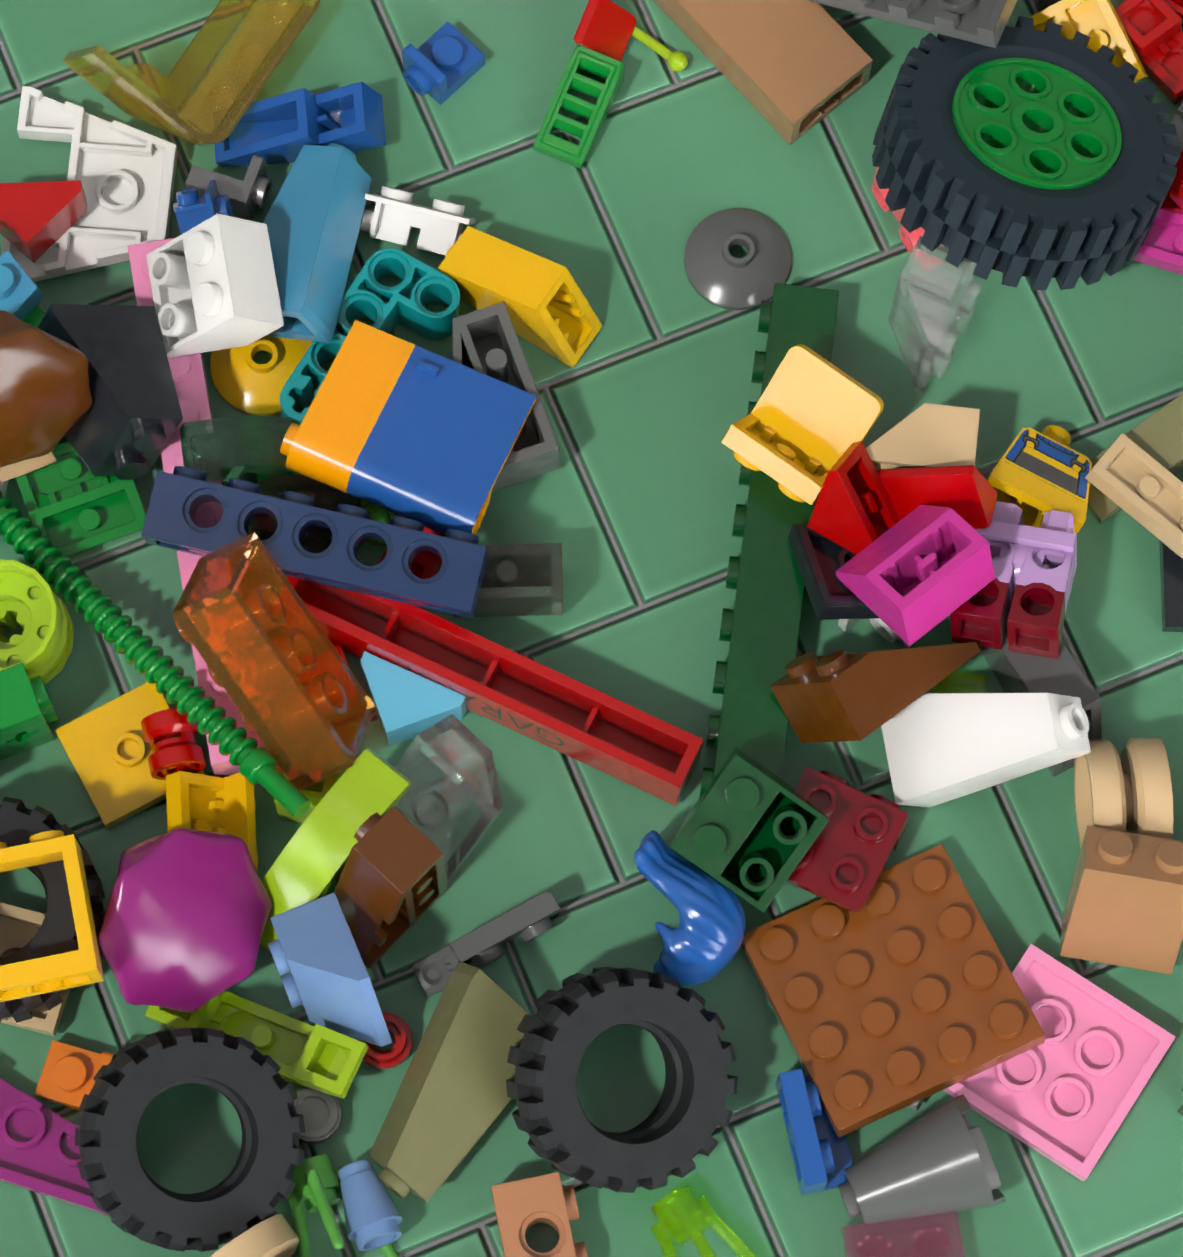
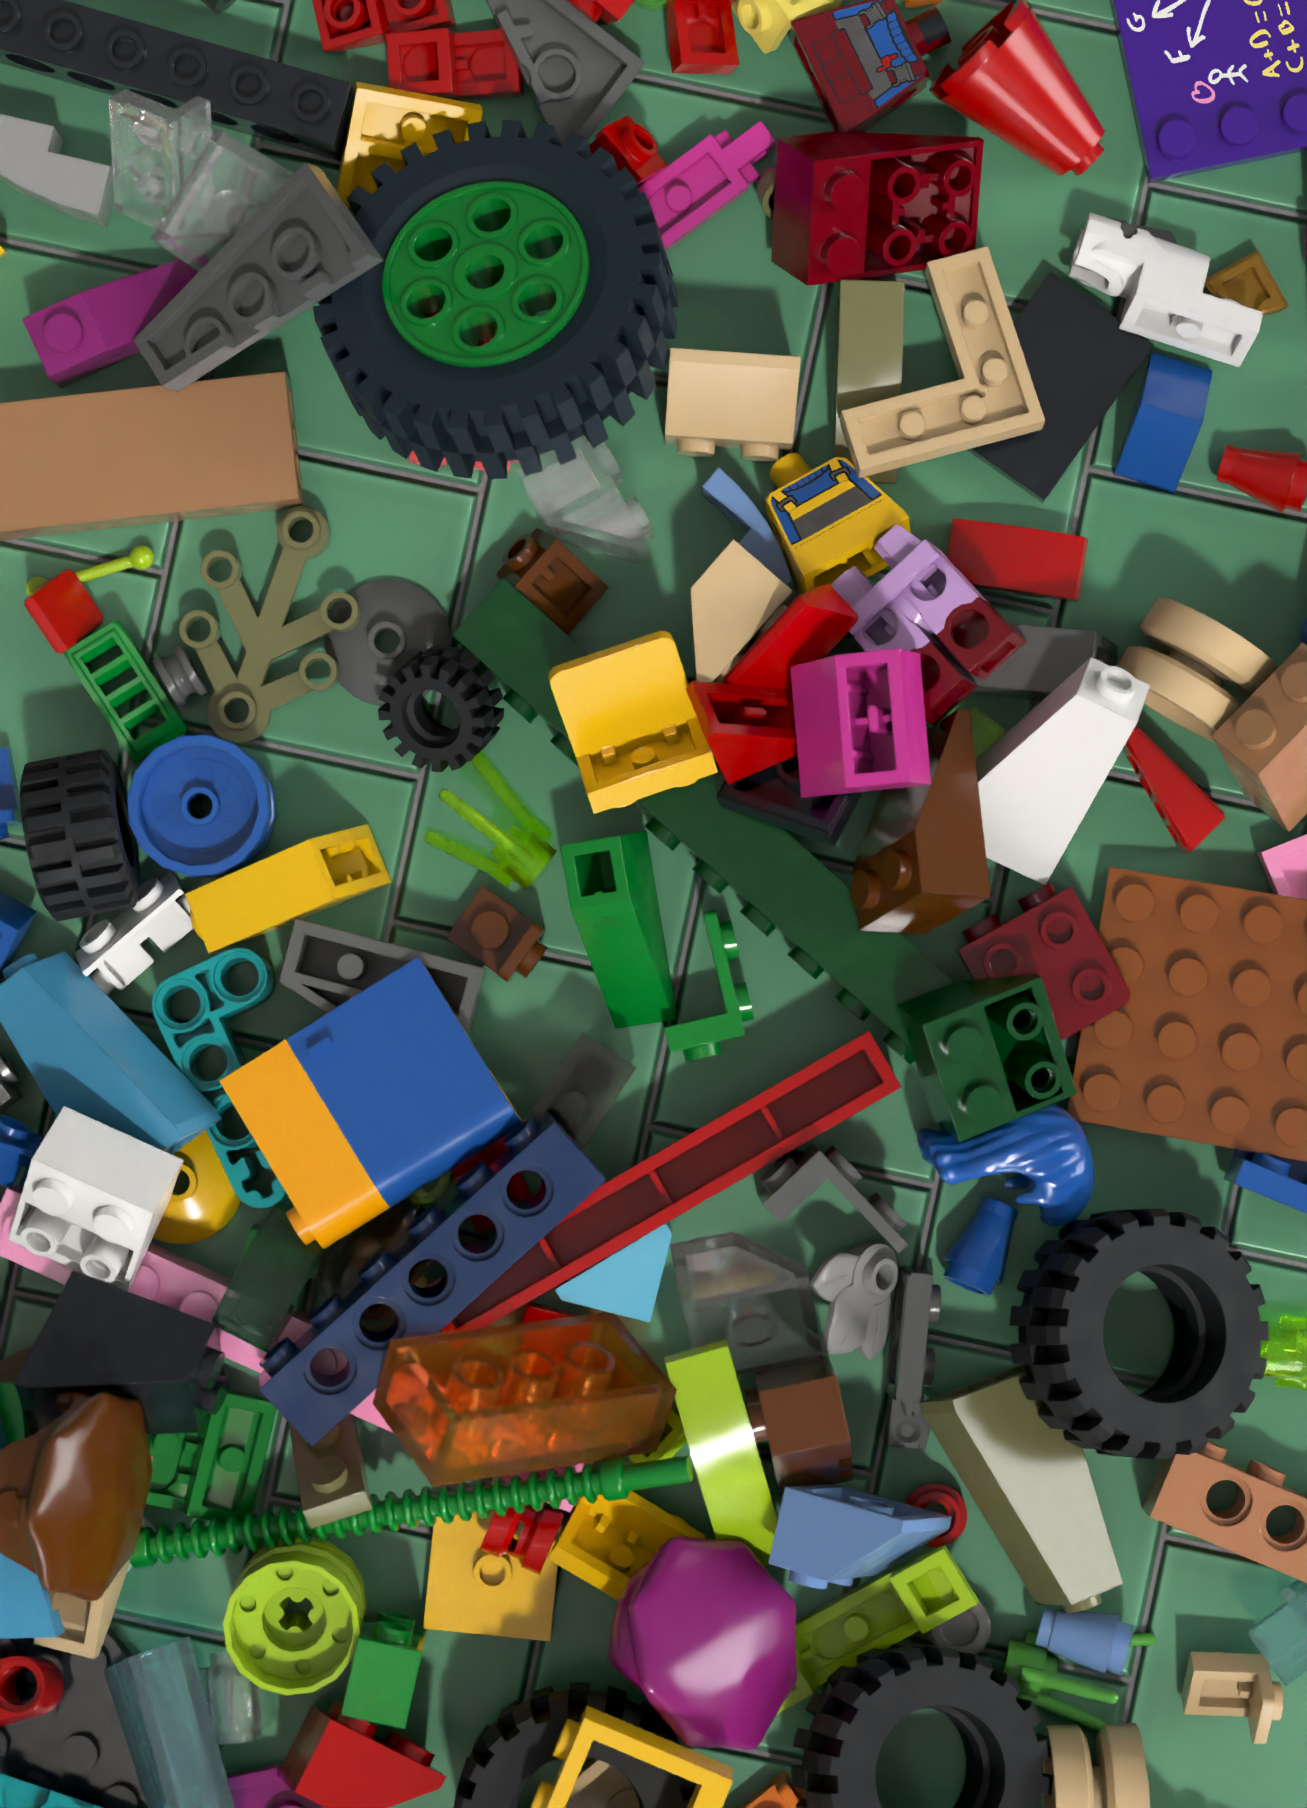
camera: 50 degrees left, 15 degrees up
(131, 581) = (331, 1474): none -> olive plate
(460, 128) = (79, 835): none -> black tyre
(498, 872) = (859, 1298): none -> light grey plate
(538, 195) = (240, 813): none -> blue wheel
(564, 768) = (793, 1181): none -> dark grey bracket
(587, 460) = (498, 936): none -> reddish brown bracket
(600, 941) = (982, 1249): none -> blue cone
(615, 133) = (180, 675): none -> dark grey bush
(619, 641) = (703, 1036): none -> green bracket
(656, 436) = (519, 852): none -> clear neon green plant
(656, 529) = (621, 925): none -> green slope
(686, 173) = (266, 636): none -> olive plant
(737, 325) = (462, 687): none -> black tyre
(861, 332) = (551, 578): none -> reddish brown bracket
(993, 443) = (738, 507): none -> medium blue slope
(1023, 867) = (1178, 800): none -> red slope
(1073, 362) = (731, 403): none -> tan slope
(1110, 636) = (1018, 559): none -> red slope

